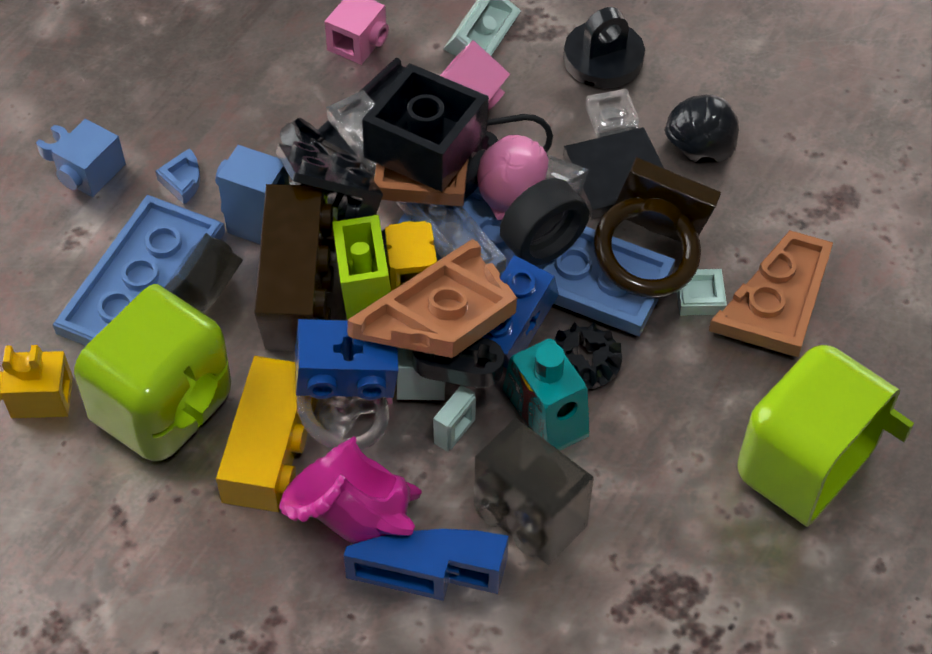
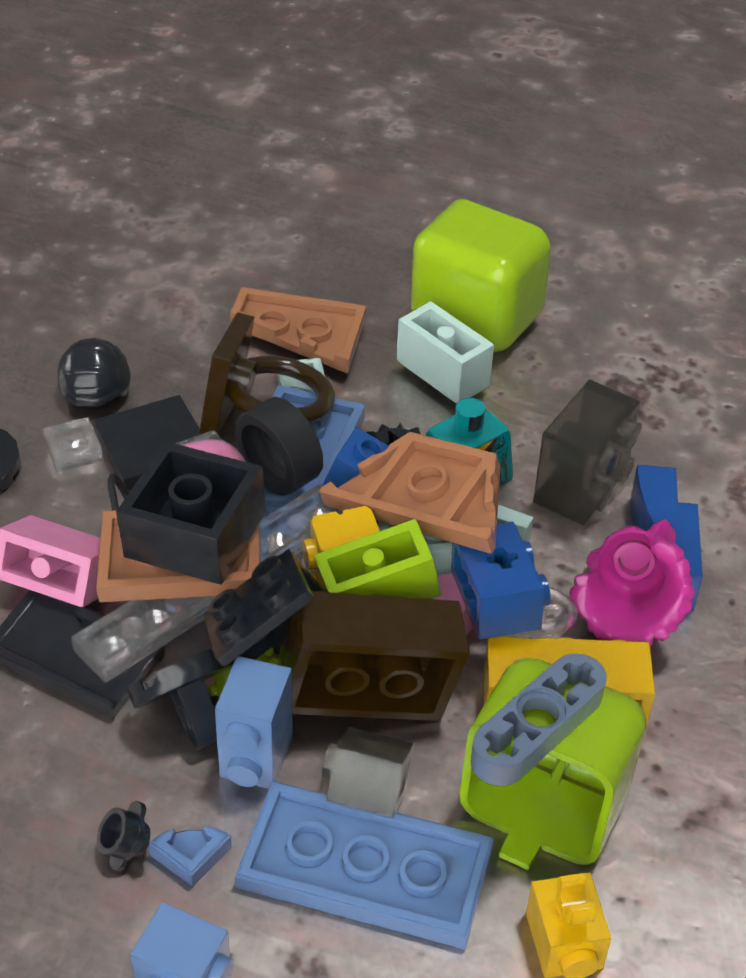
camera: 100 degrees left, 10 degrees down
(133, 329) = (531, 741): none -> sand blue beam
(197, 133) = (123, 834): none -> black plate
(709, 398) = (444, 352): none -> light aqua brick

